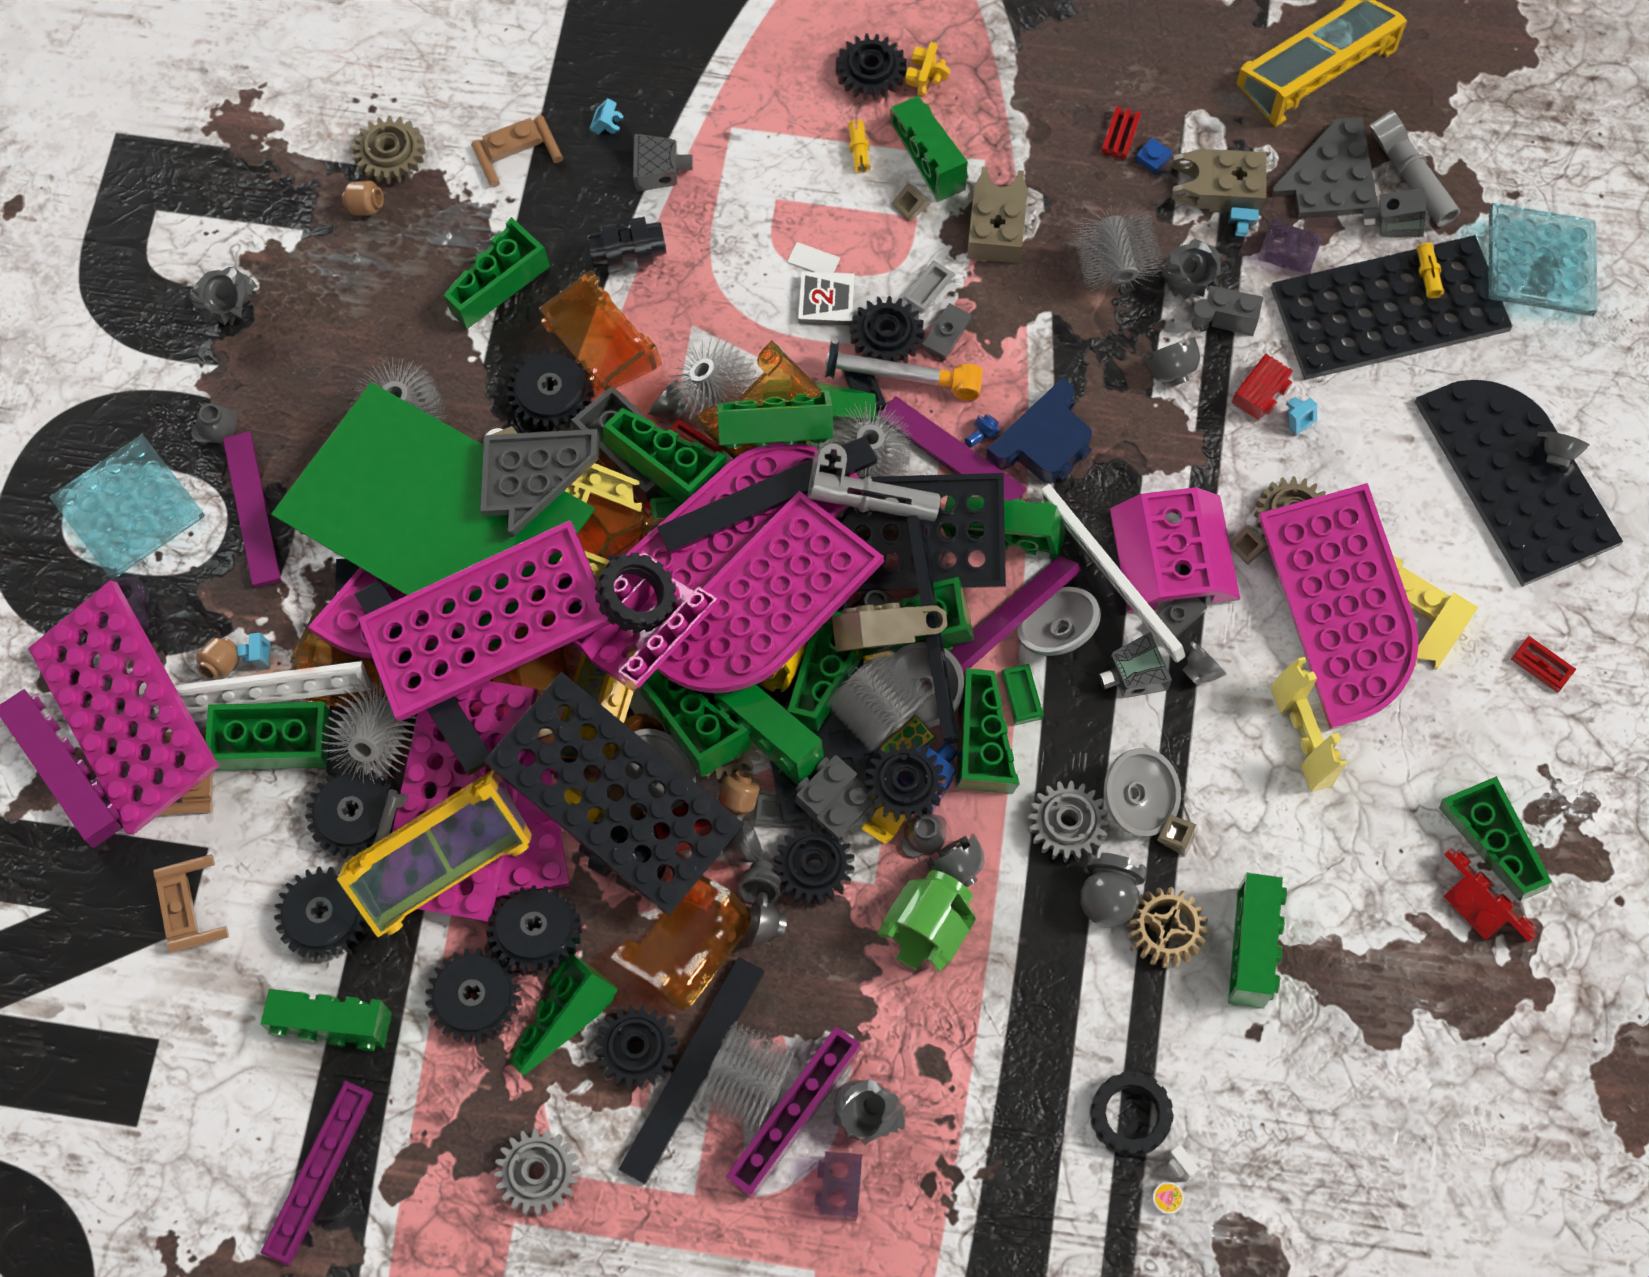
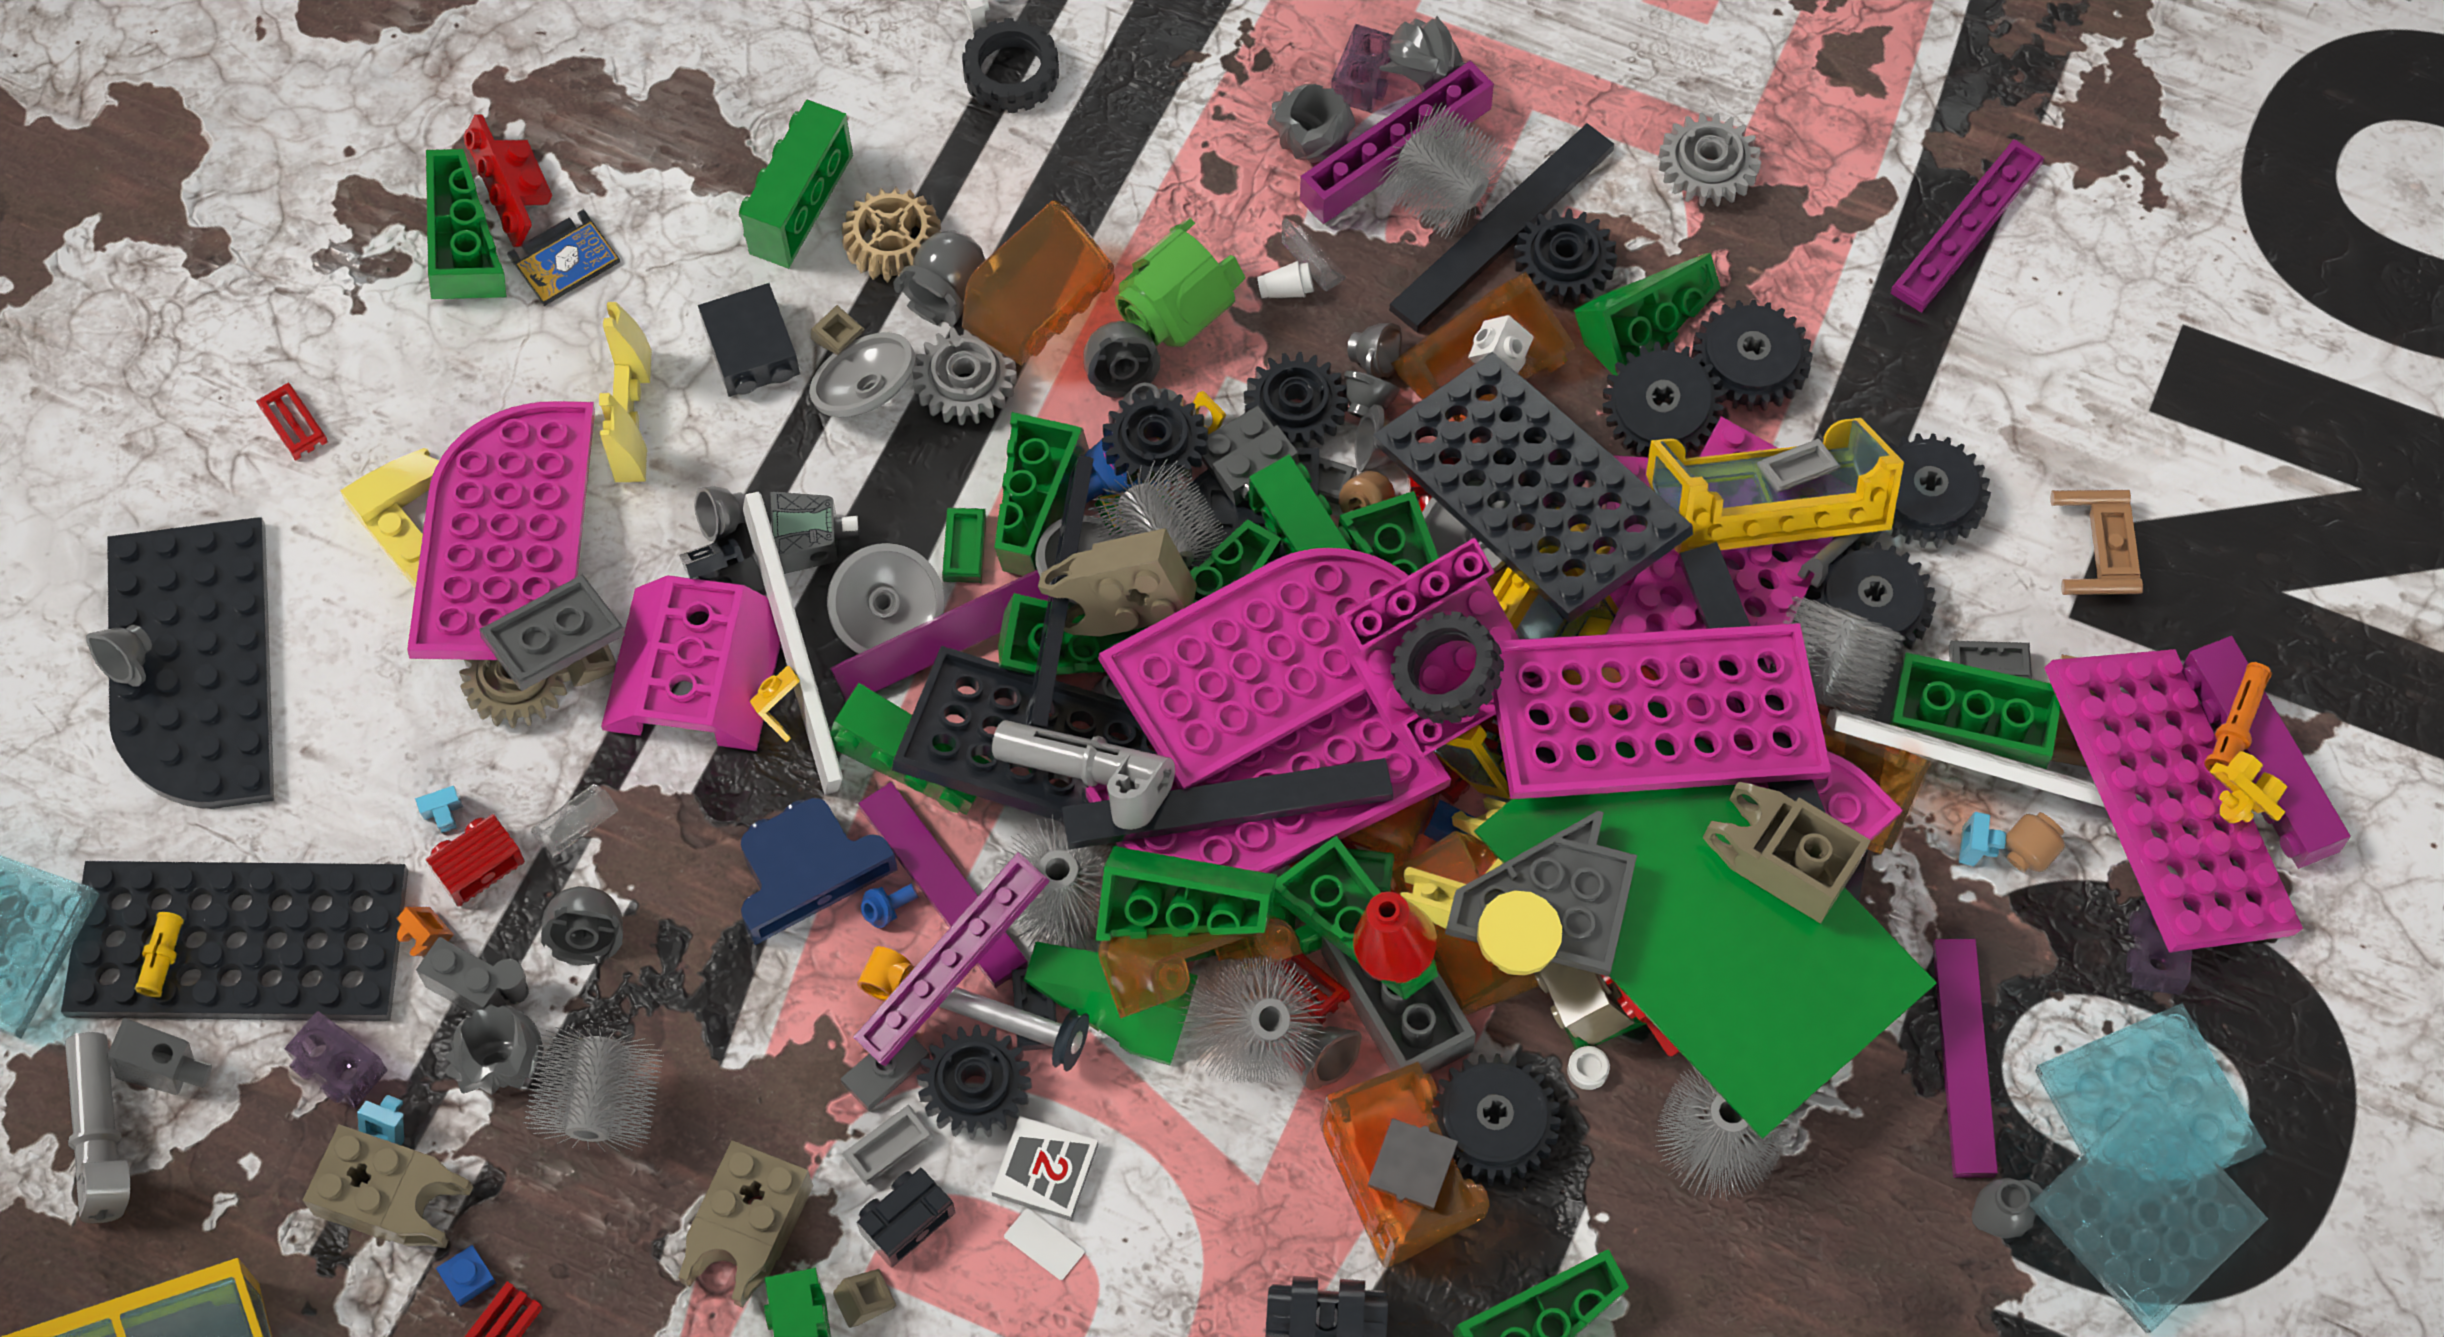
camera: 165 degrees left, 5 degrees down
(66, 712) = (2245, 794): none -> yellow hips
(81, 753) = (2235, 733): none -> orange pin
(122, 428) = (2148, 1212): none -> clear light blue plate
(261, 789) = (2001, 657): none -> dark grey plate
(326, 1019) = (1935, 365): green wedge -> none
(385, 549) = (1789, 849): none -> dark tan brick
(419, 879) = (1797, 465): none -> light grey tile
(547, 435) = (1519, 932): none -> light yellow tile
(594, 338) = (1412, 1164): none -> flat silver piece
(632, 422) = (1394, 939): none -> red cone
(667, 941) = (1505, 339): none -> white brick
(791, 1196) = (1423, 52): none -> dark grey hair
(835, 1001) = (1306, 250): none -> clear slope
(848, 968) = (1287, 281): none -> white cone
(901, 245) = (905, 1216): none -> black brick
(921, 378) = (951, 959): none -> tile
(1033, 896) = (1036, 284): none -> clear orange windscreen
(1108, 530) = (770, 693): none -> yellow bracket
(1194, 620) = (709, 559): none -> black plate
(1210, 430) = (574, 820): none -> clear brick
(1239, 807) = (749, 340): none -> black brick
(1273, 337) = (423, 926): none -> orange tile
(1275, 521) = (552, 632): none -> dark grey tile
(1332, 174) = (210, 1172): dark grey wing -> none
(1410, 849) = (564, 258): none -> piece

